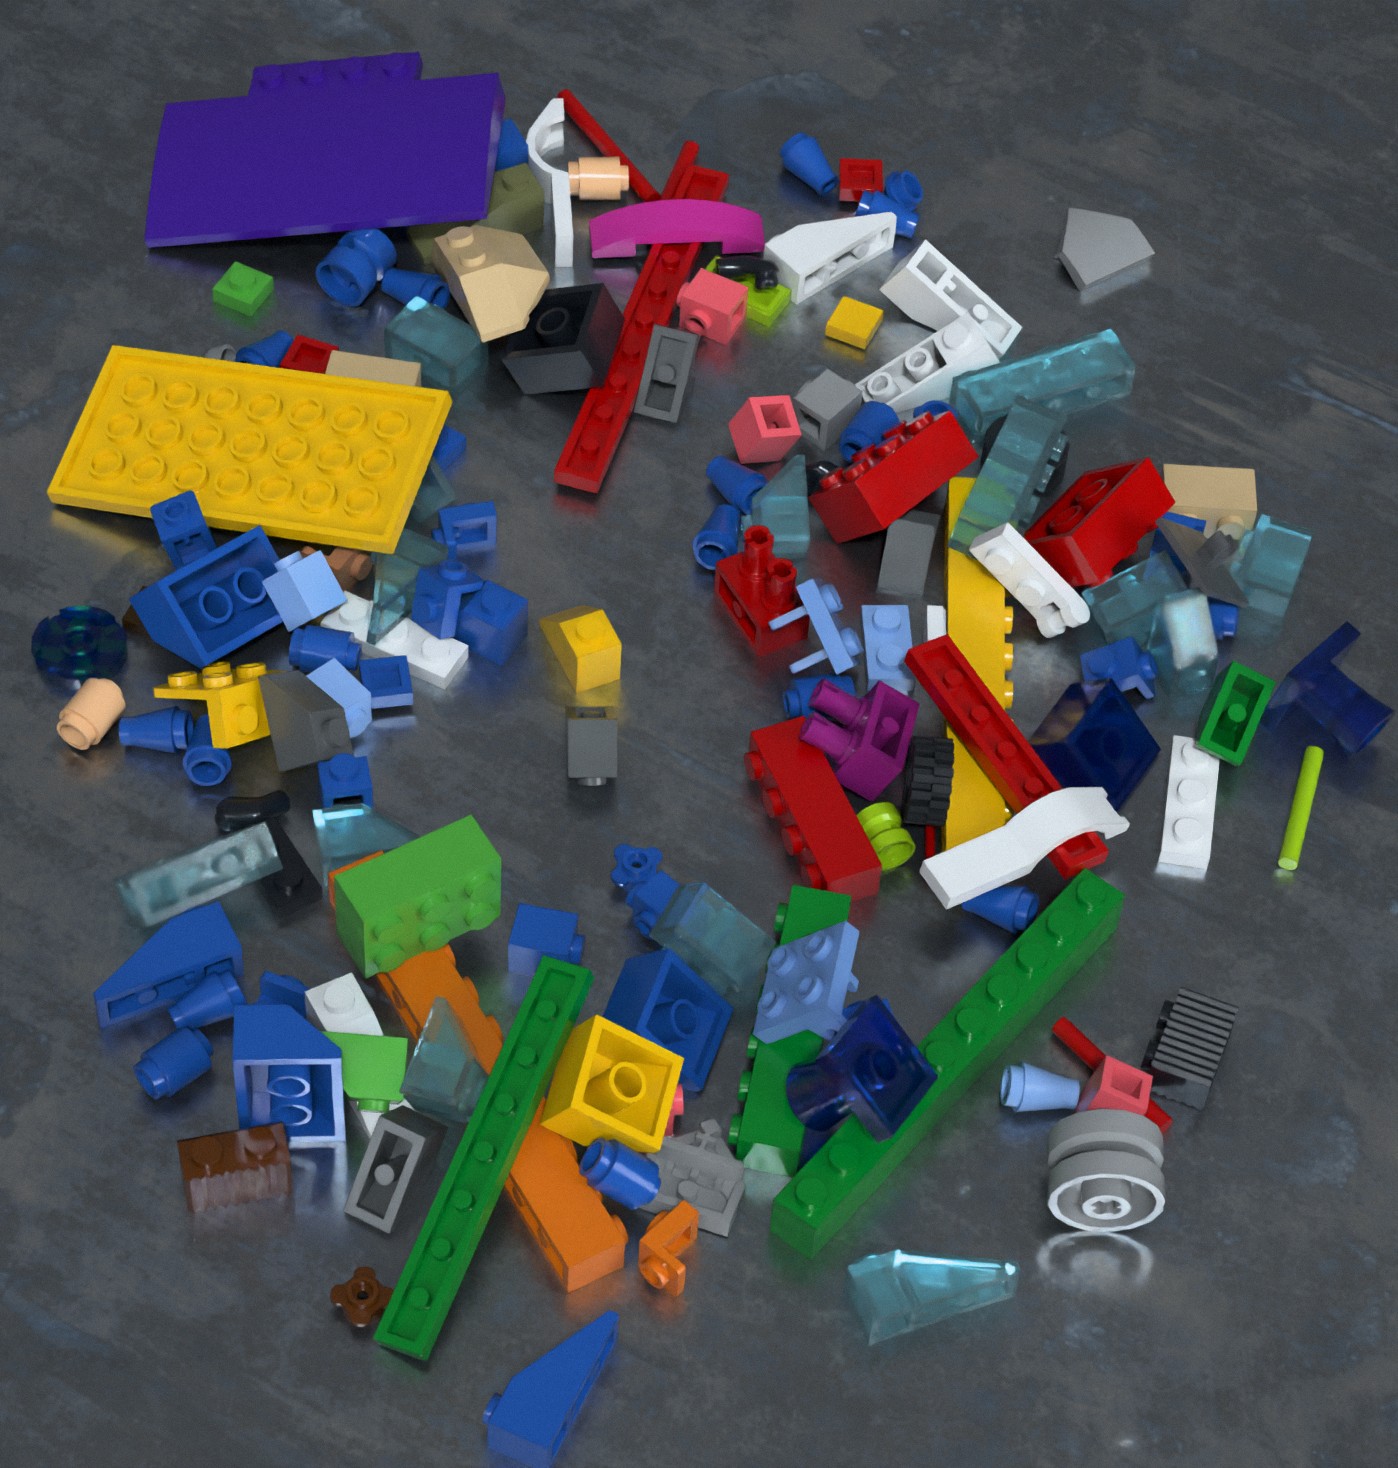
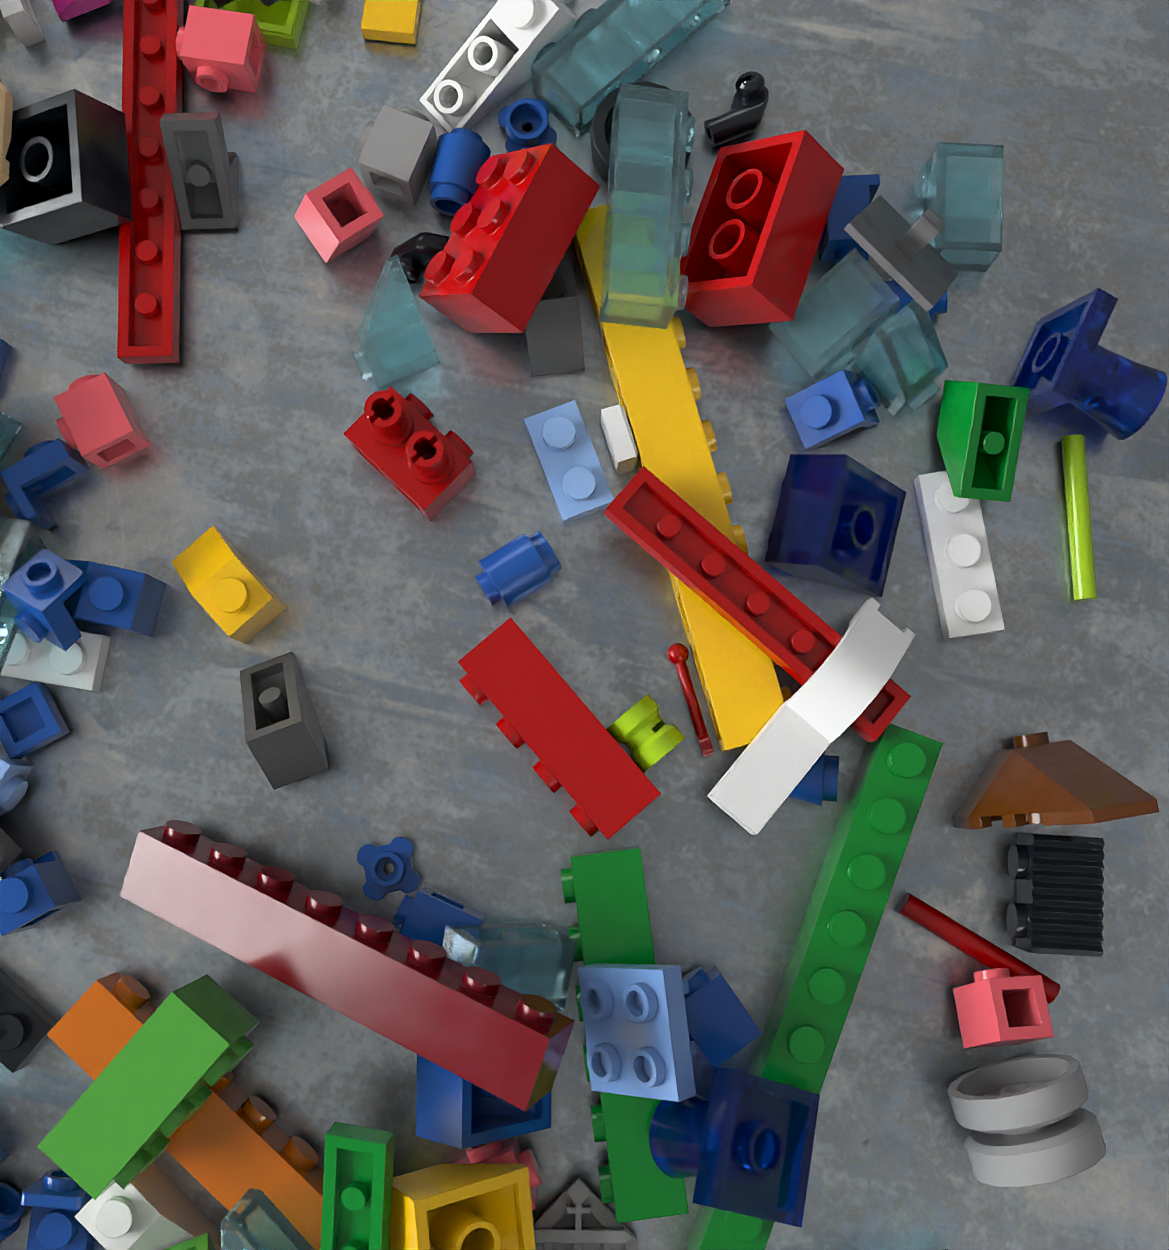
camera: 15 degrees left, 30 degrees up
(352, 833) = (67, 958): clear light blue slope -> none
(524, 508) = (99, 420): none -> coral brick
(543, 932) = (312, 1026): blue brick -> none
(601, 871) = (351, 962): none -> dark red brick
(717, 537) = (334, 381): blue cone -> none
(735, 482) = (333, 297): blue cone -> none
(821, 605) = (497, 489): medium blue plate -> none
(873, 735) = (598, 618): magenta brick -> none
(928, 780) = (678, 664): black tyre -> none
(1030, 580) = (709, 338): white plate -> none
(1036, 1089) = (907, 1006): light blue cone -> none
(1124, 451) = (745, 111): none -> black arm
(1194, 943) = (1049, 786): none -> reddish brown wedge
(1214, 494) = (872, 130): tan brick -> none

